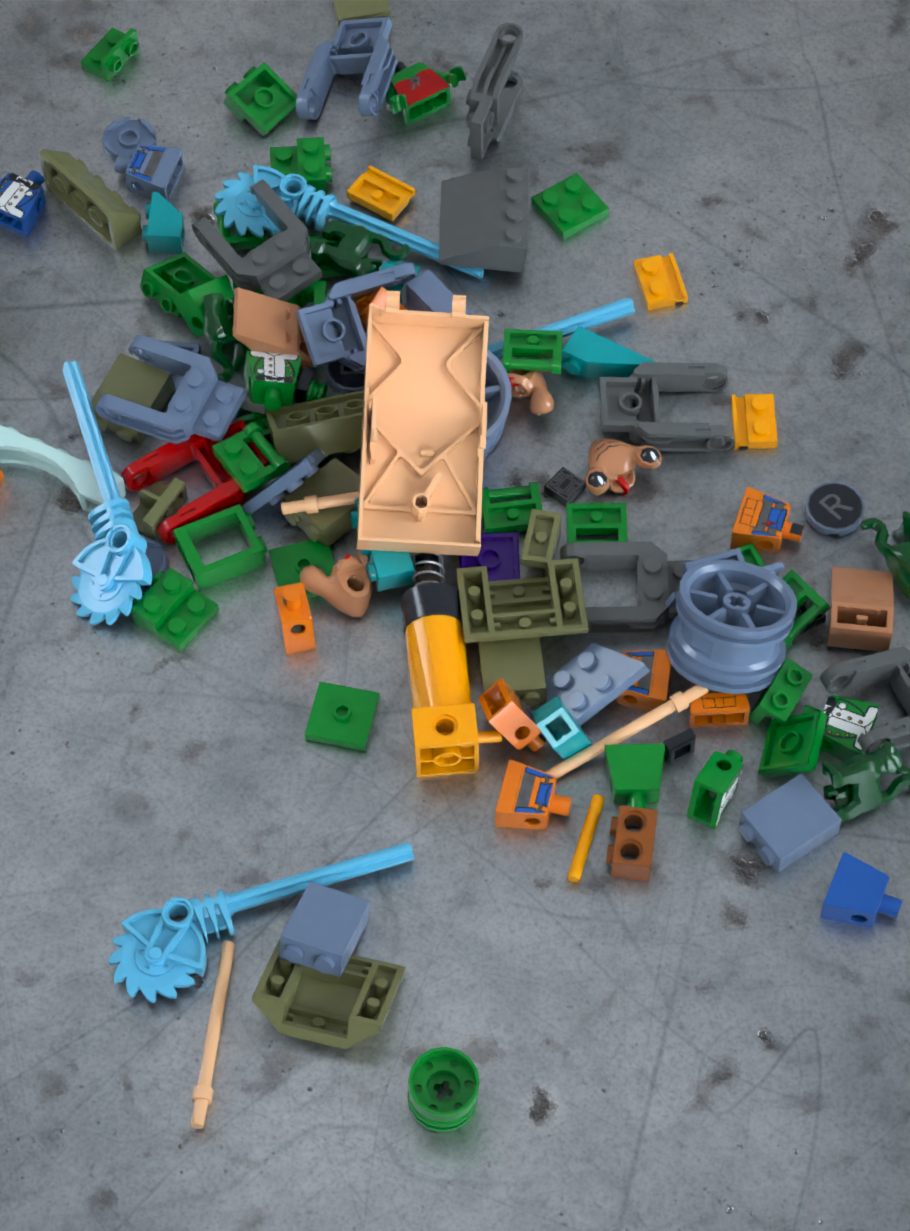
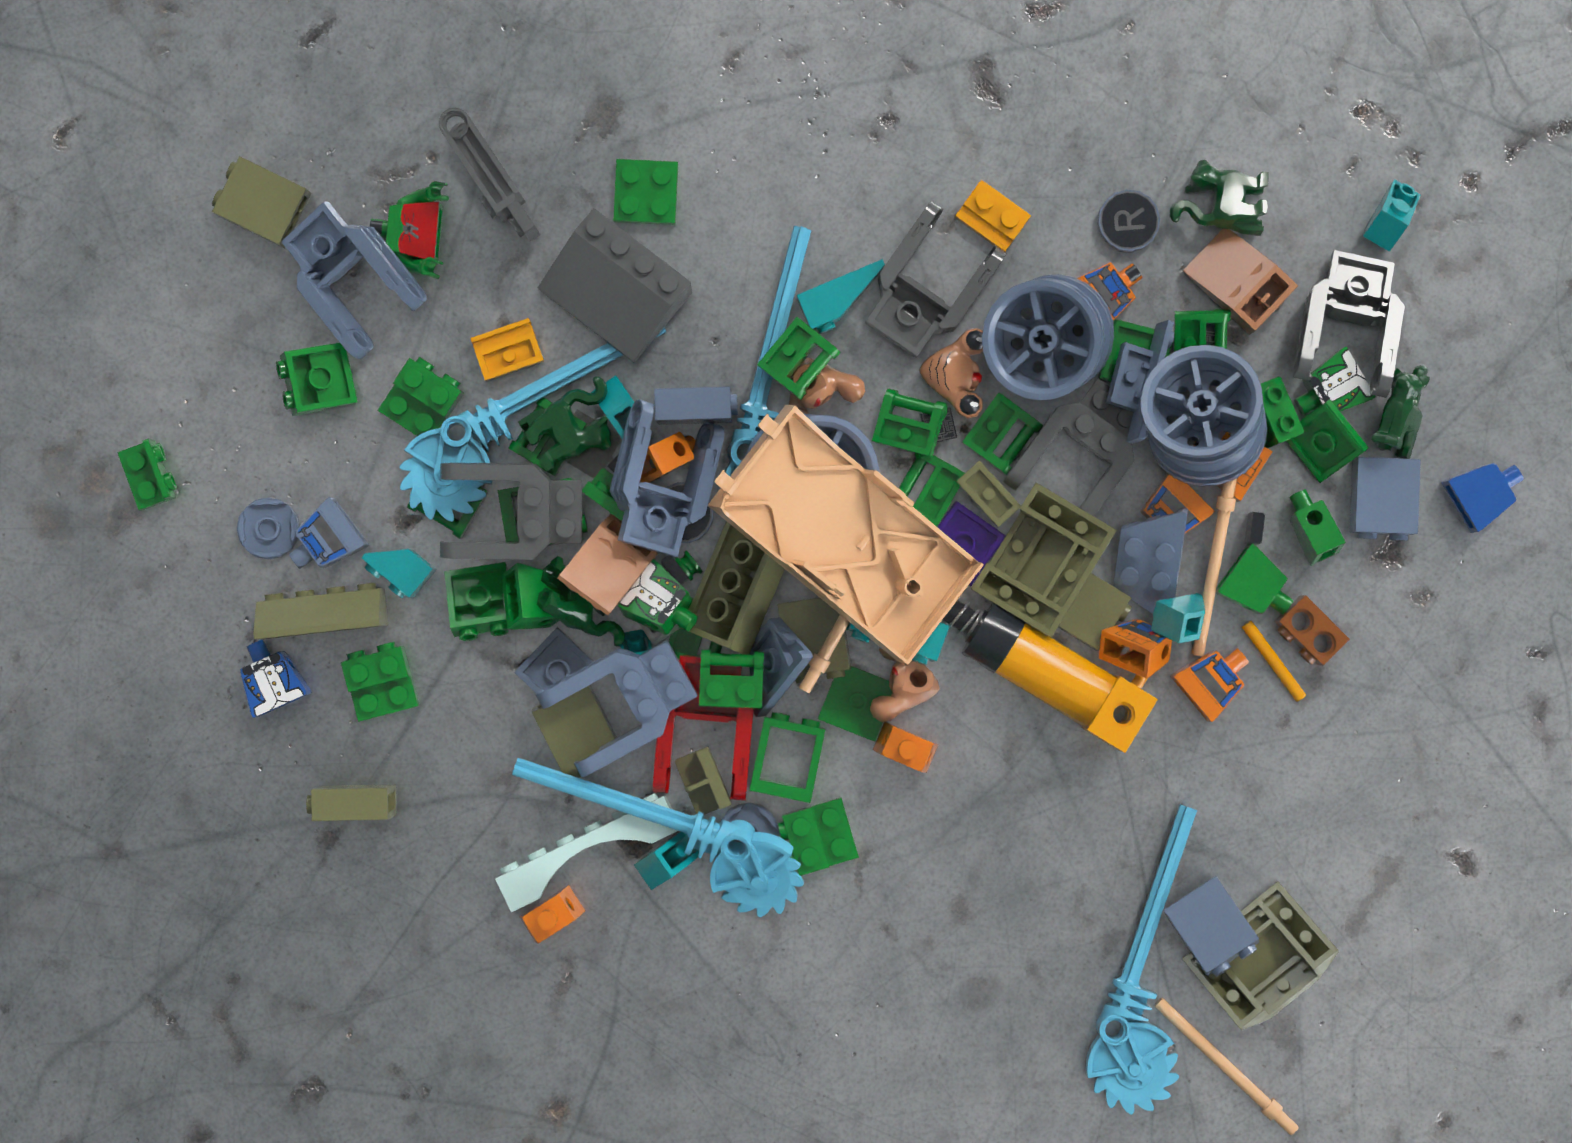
camera: 50 degrees left, 30 degrees up
(69, 265) = (380, 681): none -> green plate
(69, 517) = (666, 861): none -> teal slope
(342, 716) = (1021, 770): green plate -> none
(437, 1072) = (1429, 940): green wheel -> none
(542, 465) = (906, 432): none -> green plate
(660, 281) = (788, 178): light orange plate -> none
(695, 487) = (1015, 366): none -> sand blue wheel

